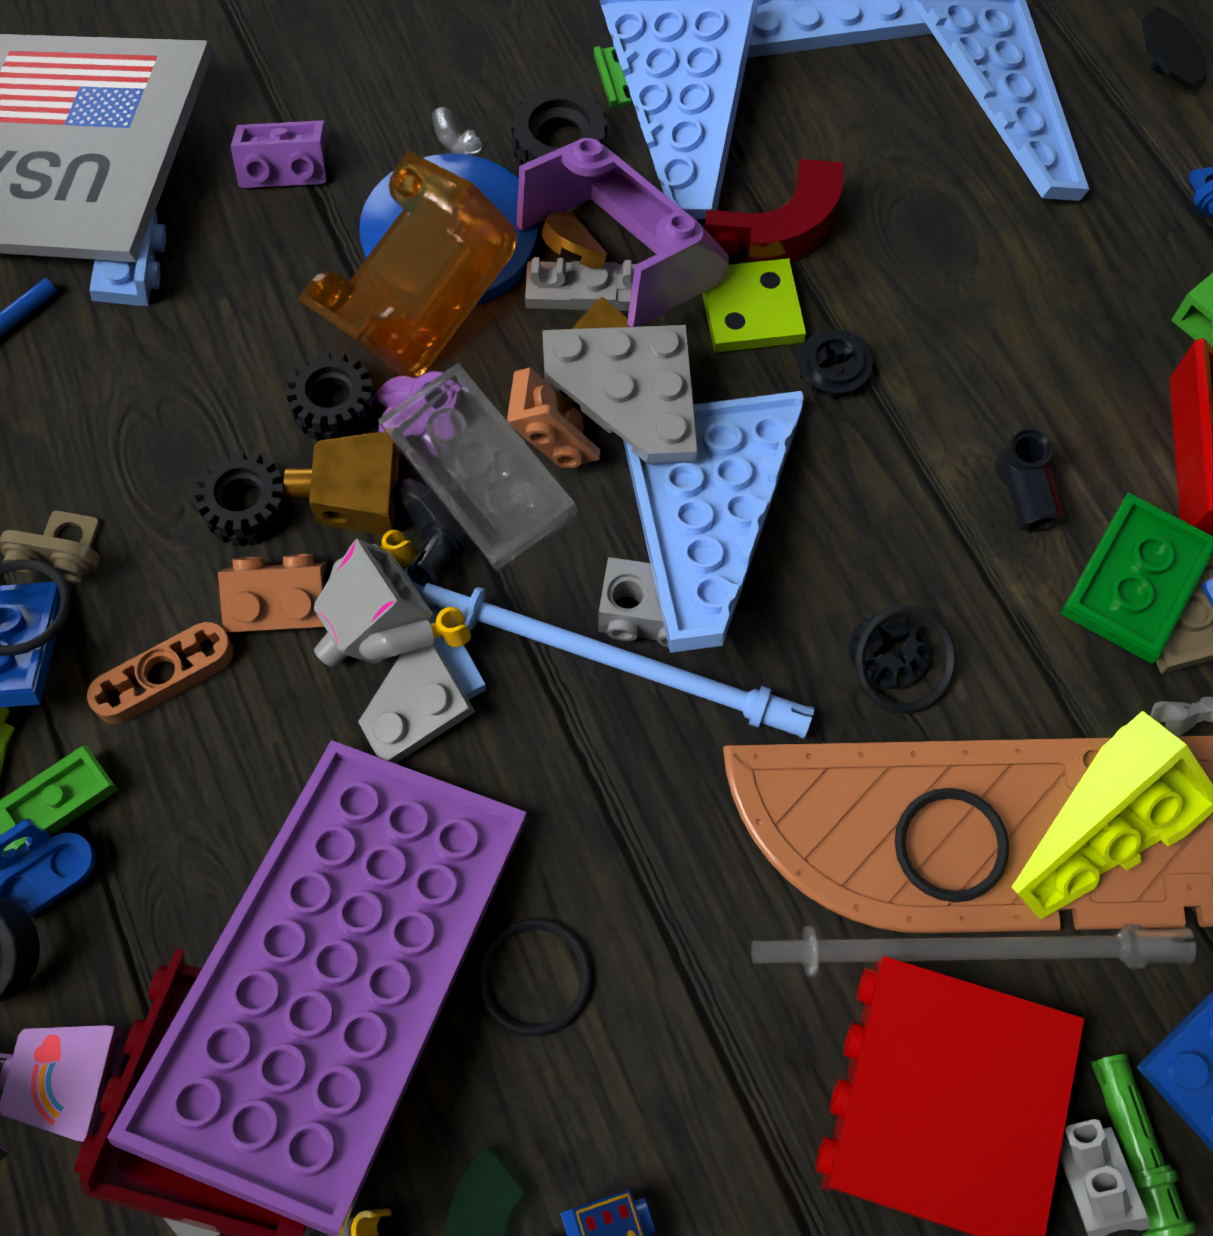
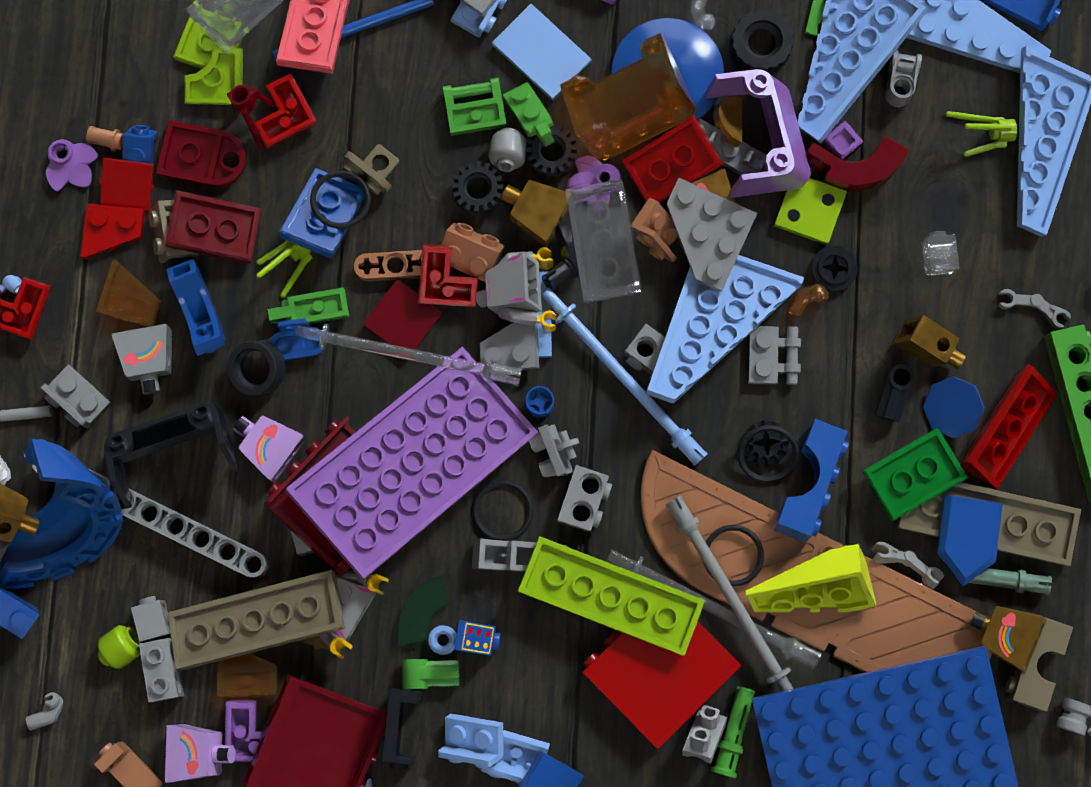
camera: 30 degrees right, 15 degrees up
(188, 401) = (475, 115): none -> bright green plate
(211, 749) = (401, 319): none -> dark red tile
(241, 662) = (437, 285): none -> red brick
(247, 280) = (541, 51): none -> light blue tile
(262, 421) = (507, 149): none -> light grey head
(272, 356) = (530, 113): none -> bright green hinge
(394, 751) = (489, 370): none -> clear bar
(498, 753) = (542, 398): none -> blue wheel
(510, 321) = (677, 154): none -> red tile
(586, 845) = (559, 450): none -> light grey hips
(602, 1039) = (502, 555): none -> light grey slope
(648, 882) = (578, 497): none -> light grey brick
(743, 197) = (843, 140): none -> medium lavender tile
(774, 97) = (902, 73): none -> light grey piece
(803, 1017) = (611, 596): none -> lime plate
(809, 527) = (763, 356): none -> light grey plate
(825, 408) = (806, 295): none -> clear orange arm
(857, 833) = (689, 527): none -> light grey bar
(939, 100) = (999, 129): none -> lime plant
(968, 275) = (940, 254): none -> clear brick
(1019, 720) = (822, 449): none -> blue arch
(1032, 387) = (929, 342): none -> pearl gold torso
(1126, 455) = (953, 407): none -> blue piece
(1159, 283) = (1038, 302): none -> light grey piece

